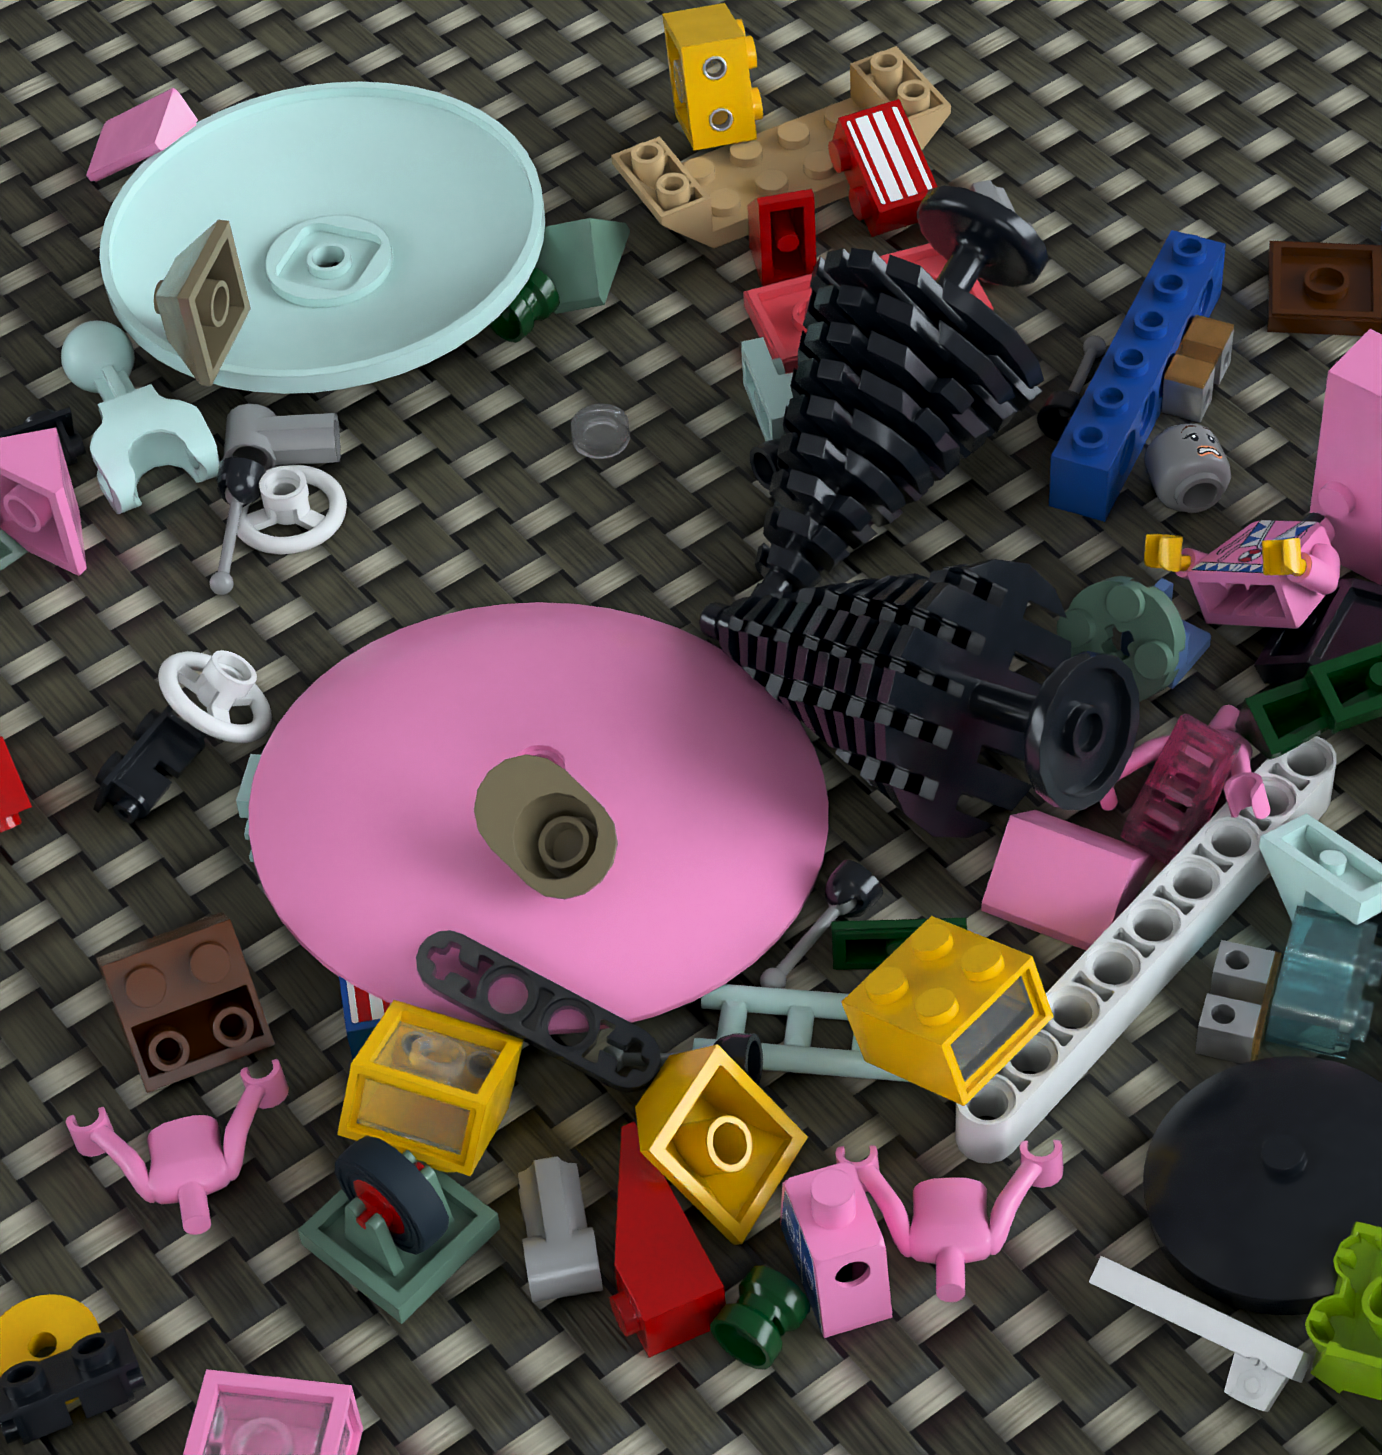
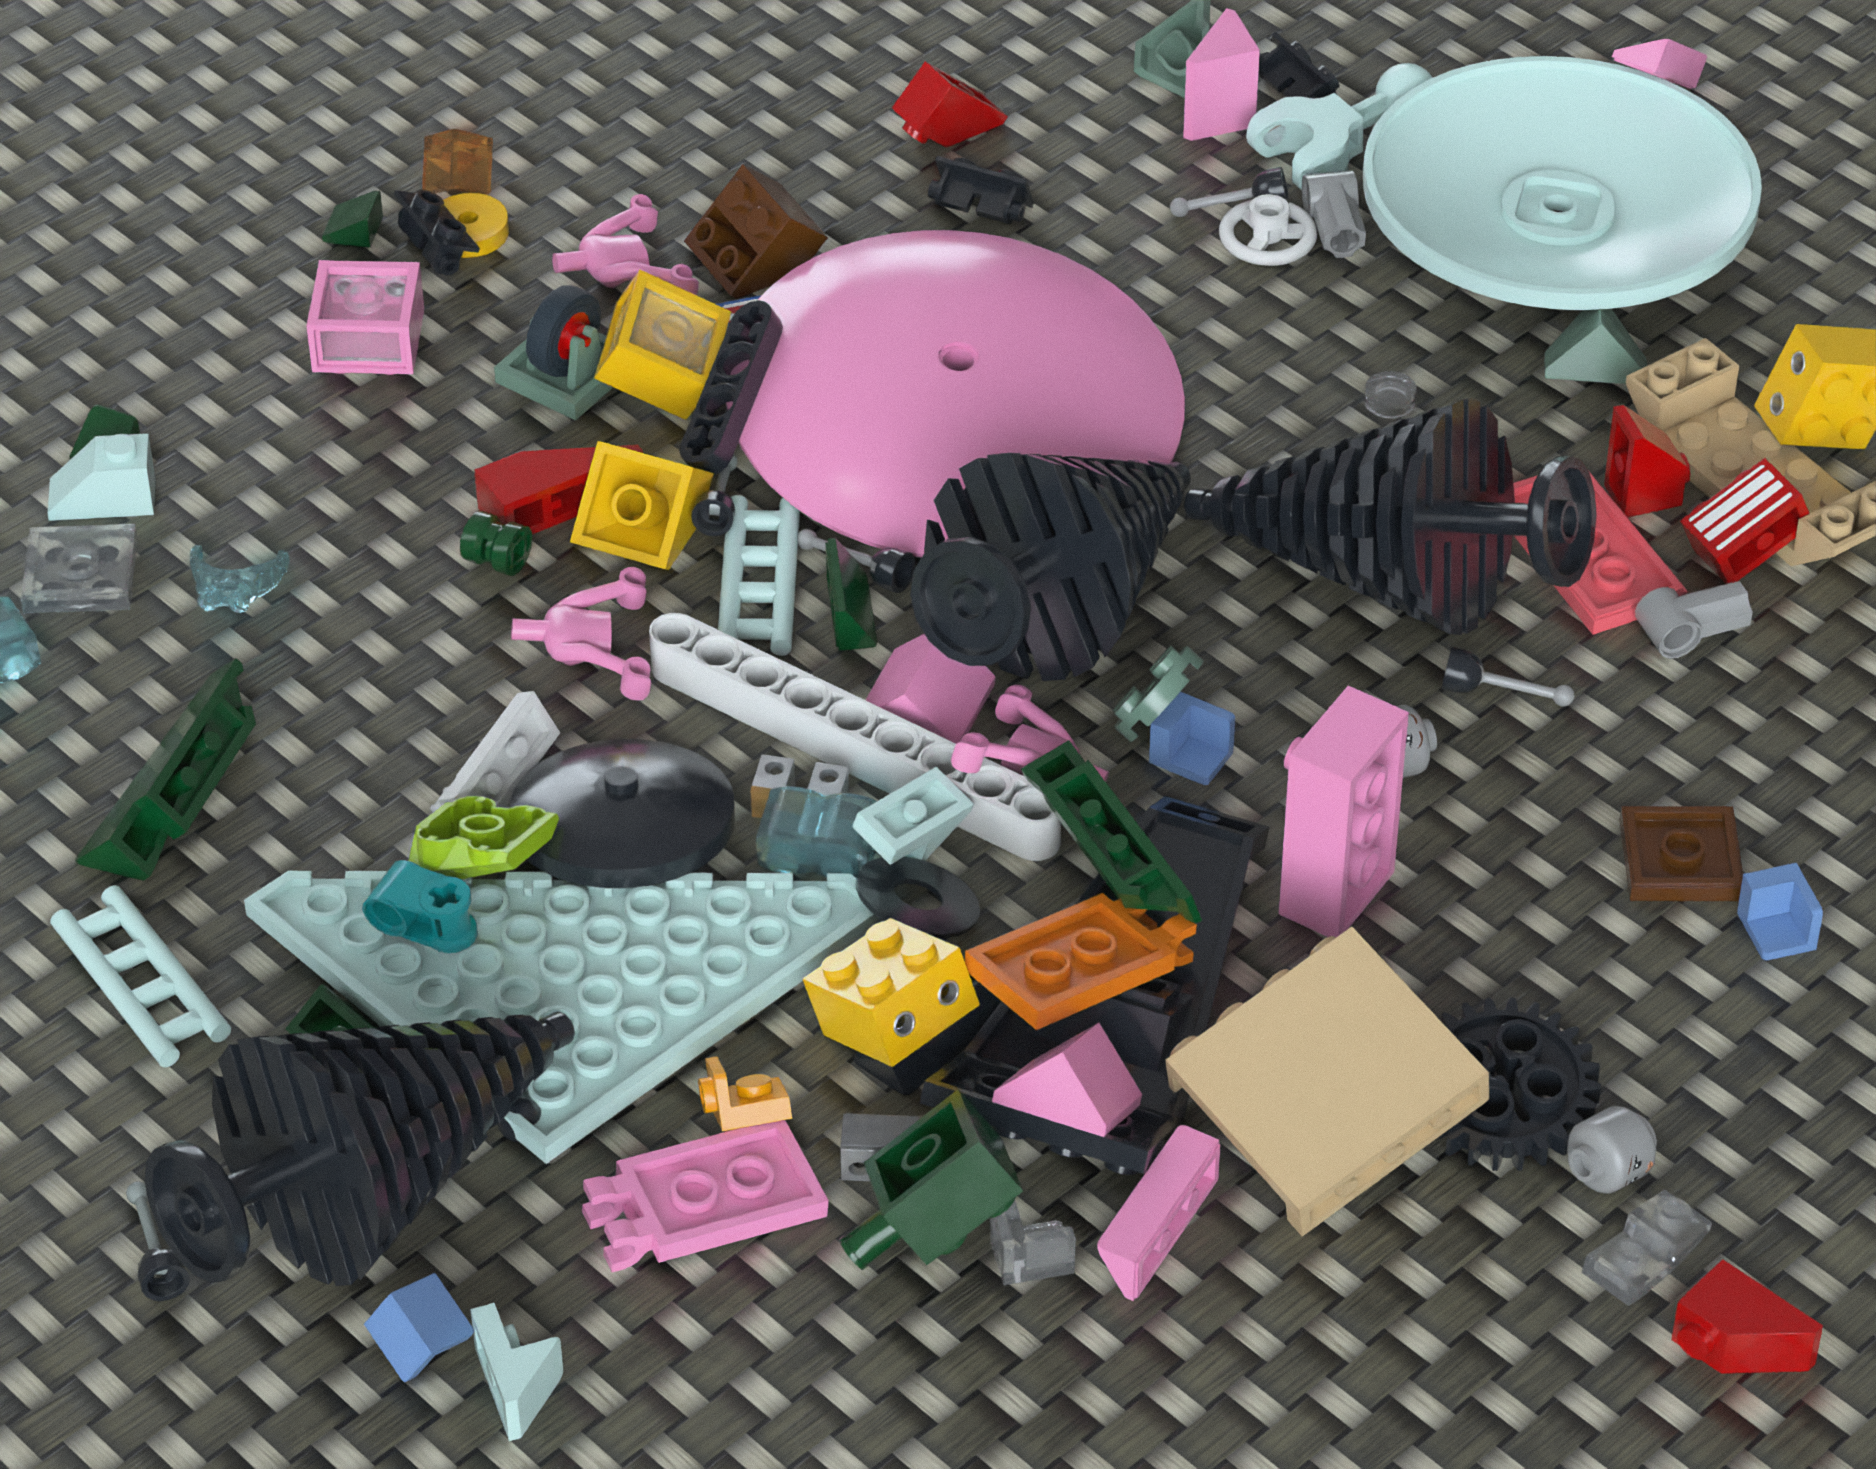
camera: 80 degrees right, 5 degrees down
(204, 301) = (1400, 98): dark tan slope -> none
(223, 683) = (1055, 190): white piece -> none
(534, 302) = (1529, 325): dark green wheel -> none
(545, 826) = (859, 345): dark tan piece -> none
(558, 1244) = (541, 432): light grey piece -> none
(826, 1228) = (545, 561): bright pink torso -> none
(948, 1009) = (741, 590): yellow piece -> none
(1128, 385) = (1523, 709): blue brick -> none
(1158, 825) = (997, 722): clear pink slope -> none
(1196, 366) = (1515, 737): piece -> none
(1260, 575) = (1245, 775): bright pink torso -> none

